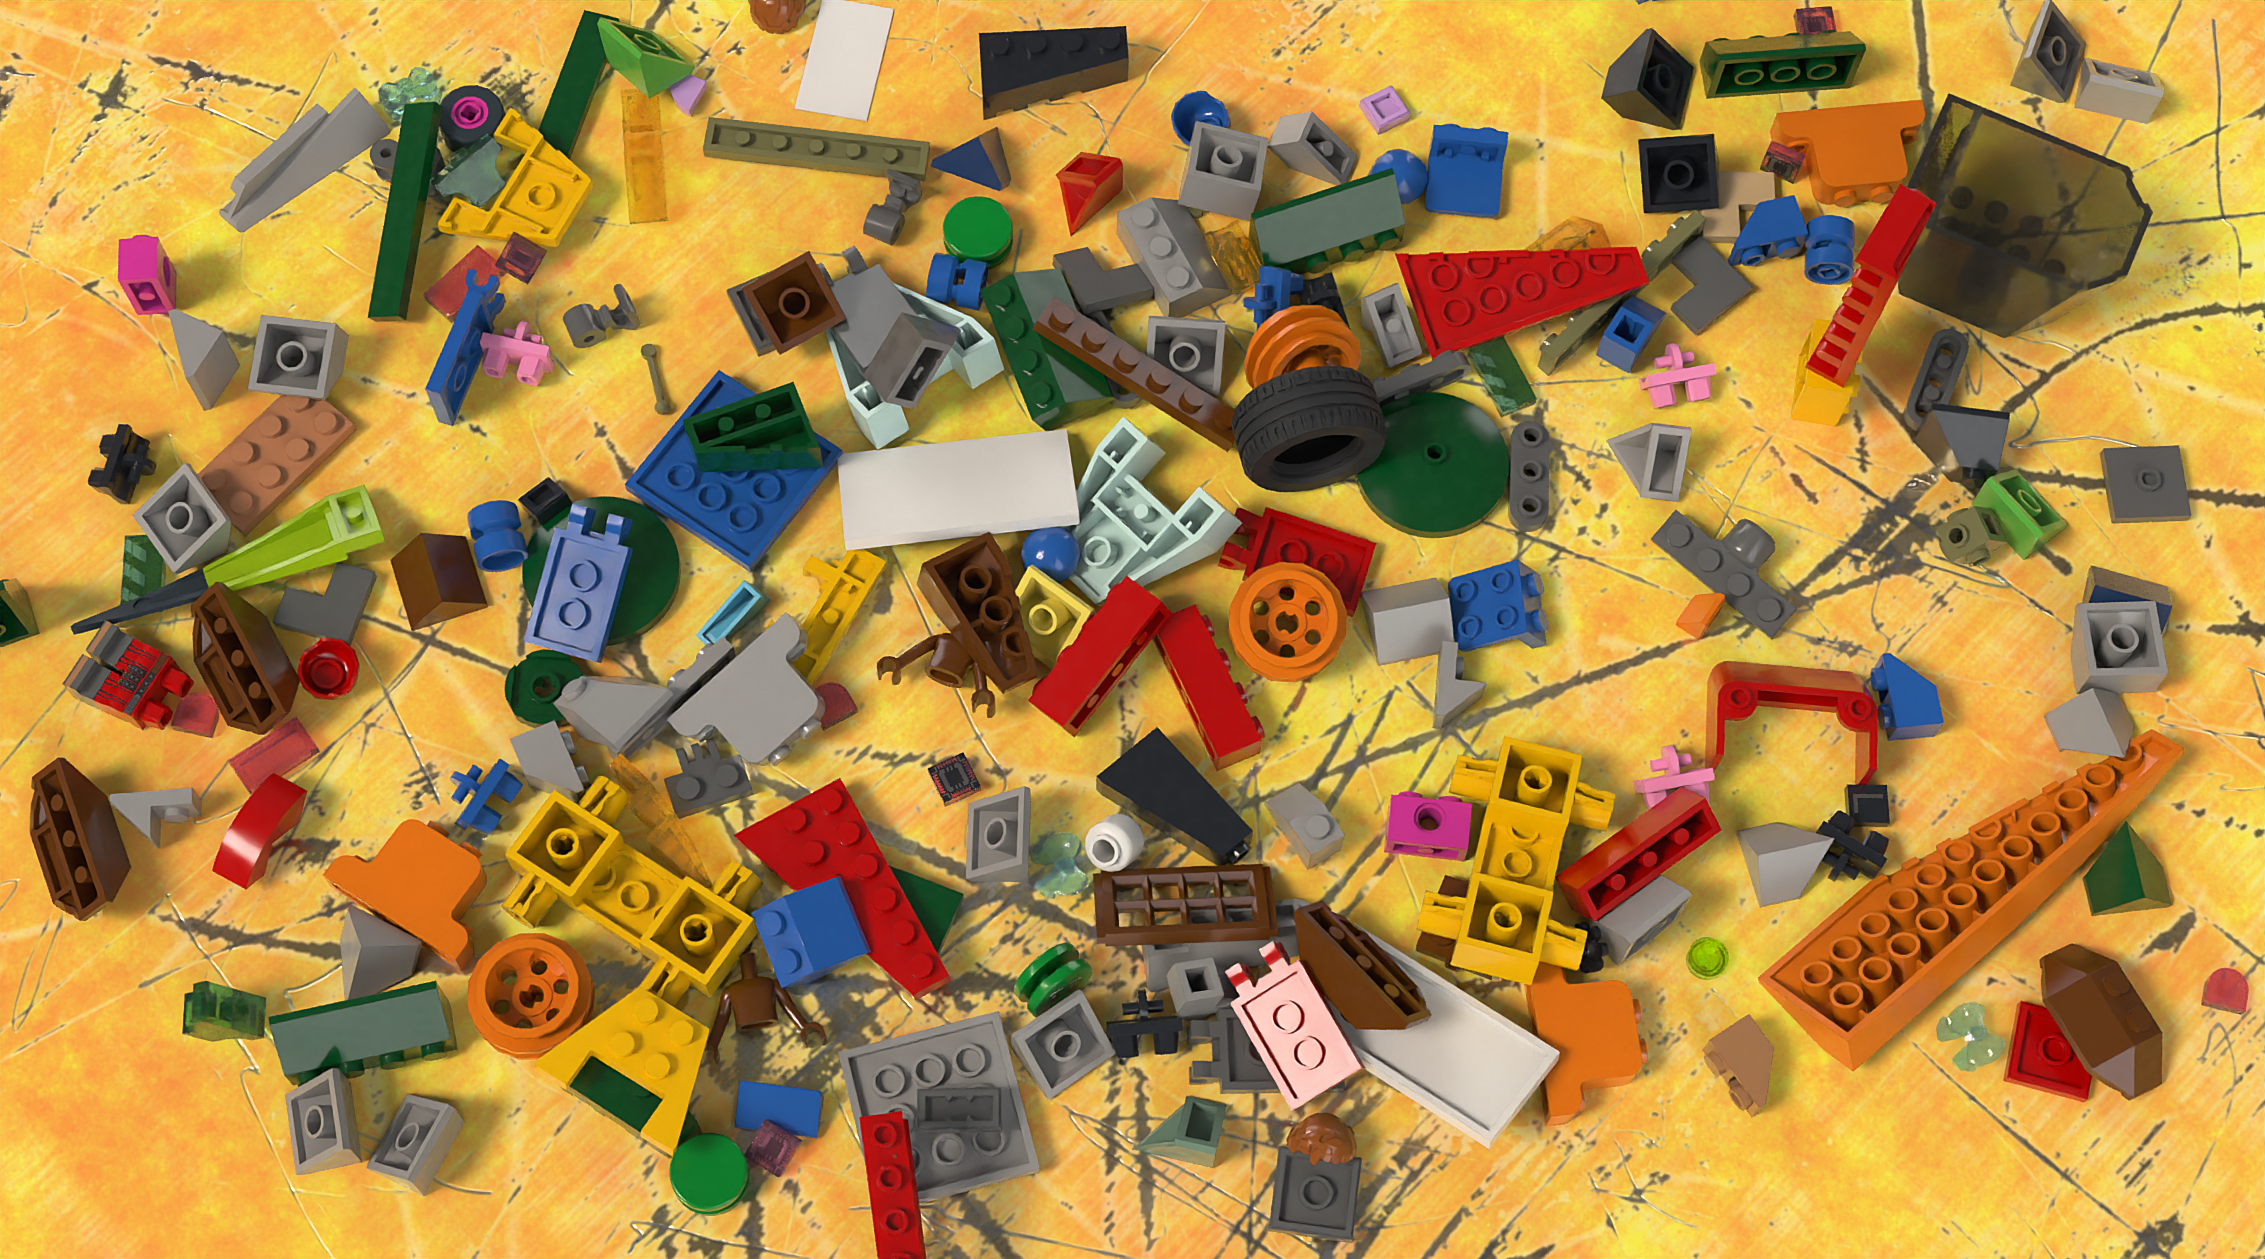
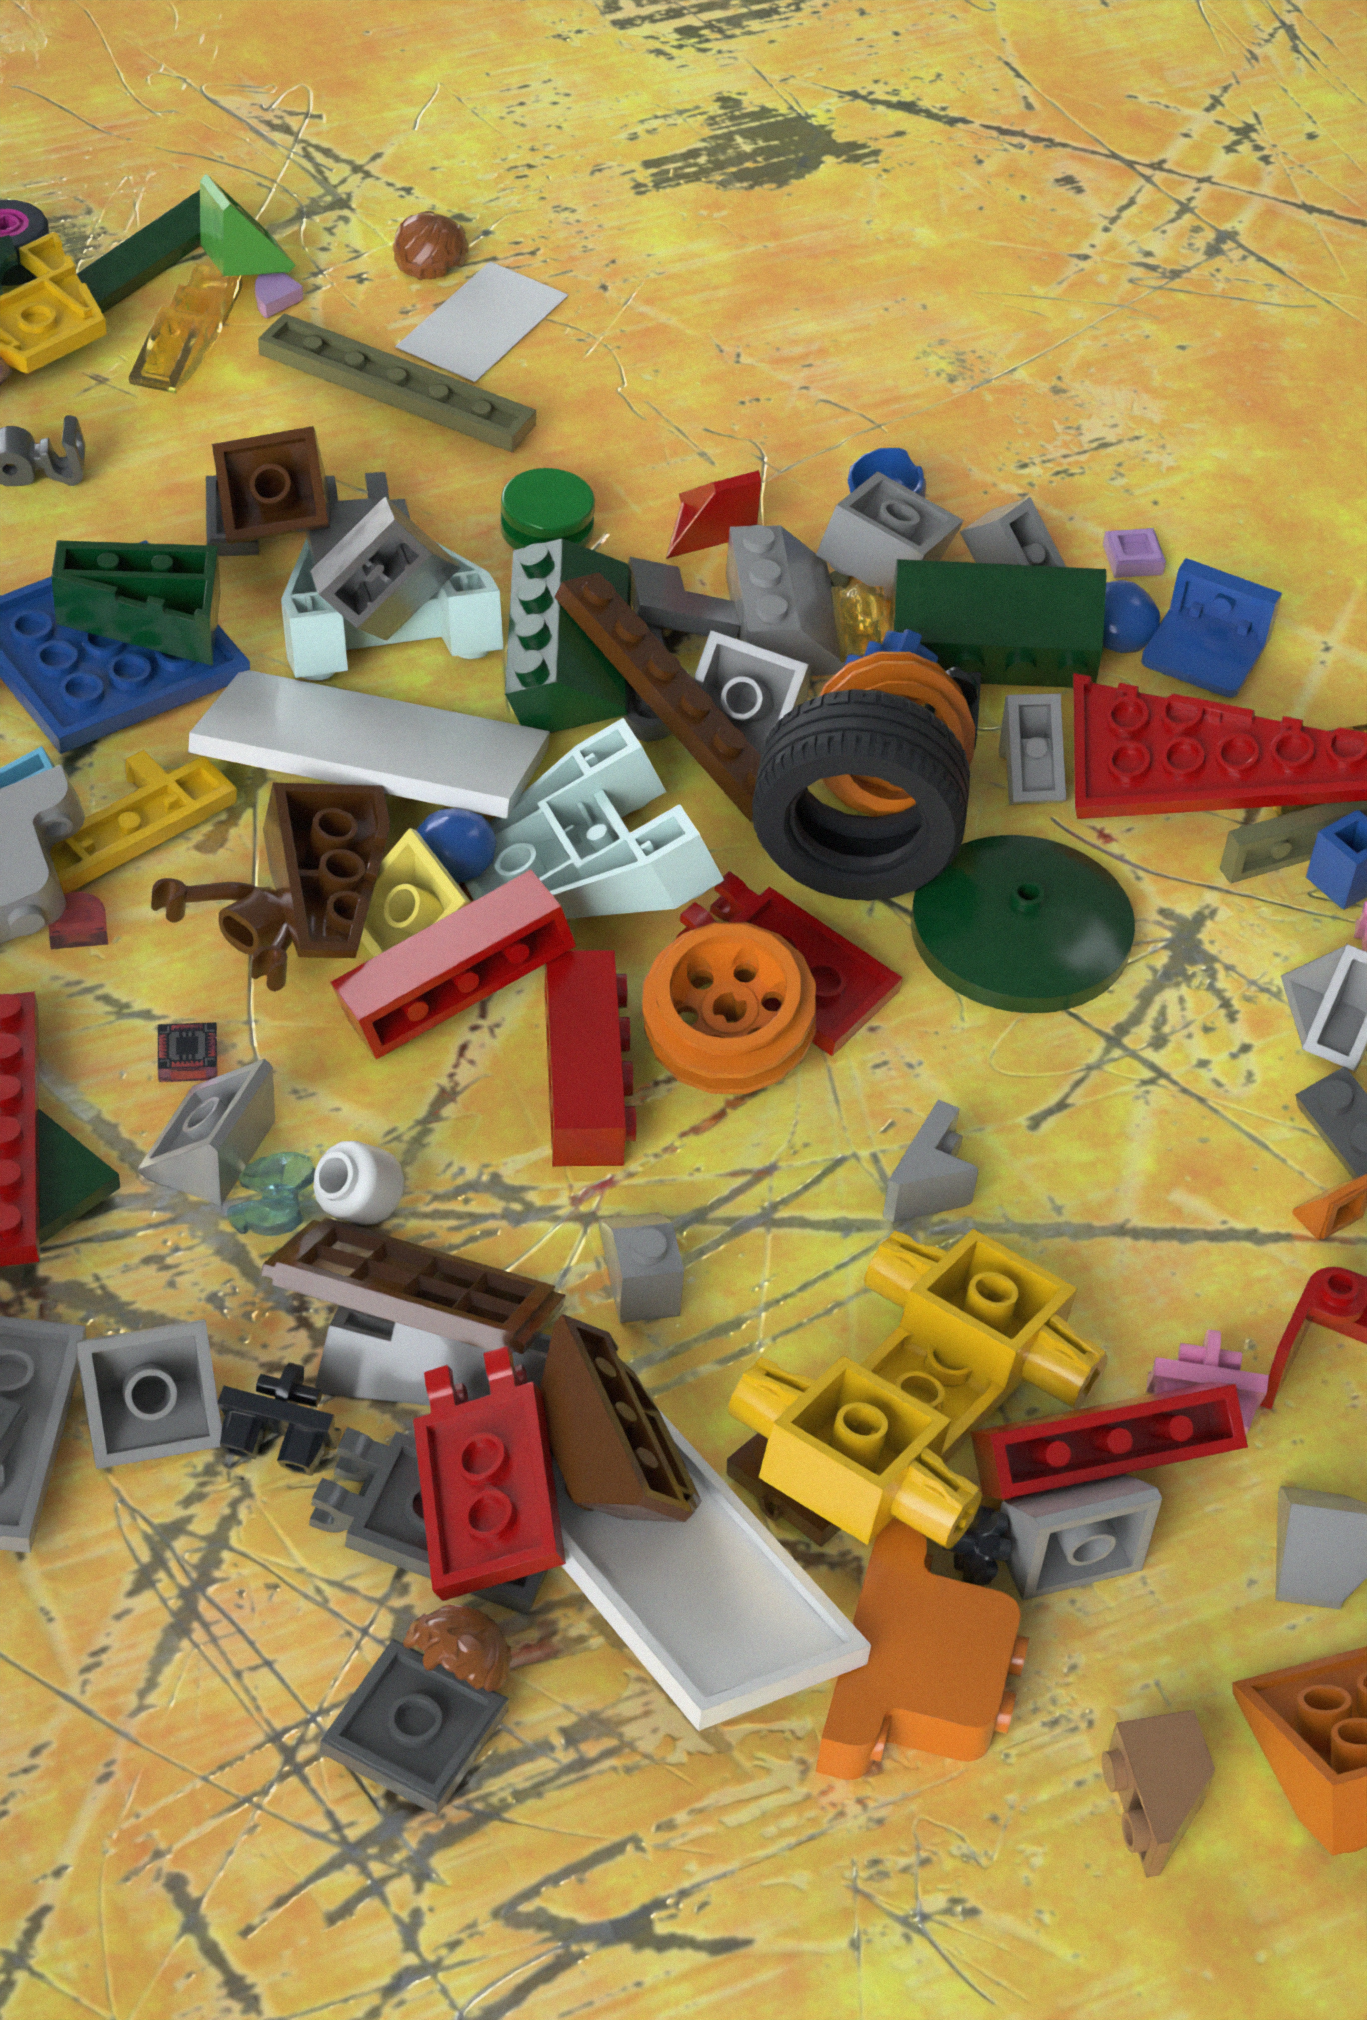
camera: 20 degrees right, 20 degrees down
(648, 353) = (75, 511): olive hinge -> none
(885, 220) = (443, 471): dark grey leg -> none
(944, 279) = (489, 539): blue wheel -> none
(978, 160) = (587, 439): dark blue slope -> none
(1049, 63) = (725, 382): black wedge -> none
(1052, 978) = (181, 1290): green head -> none
(1172, 796) = (471, 1165): black slope -> none
(1188, 1133) = (272, 1583): sand green slope -> none
(1200, 988) = (374, 1386): light grey brick -> none
(1408, 620) = (900, 1079): light grey slope -> none
(1409, 838) = (812, 1315): dark pink brick -> none
(1440, 372) = (1072, 821): dark grey plate -> none
(1498, 607) = (1040, 1091): blue bracket -> none
(1502, 376) = (1165, 861): clear green tile -> none
(1527, 489) = (1152, 977): dark grey plate -> none
(1707, 958) = (1164, 1633): clear neon green tile -> none

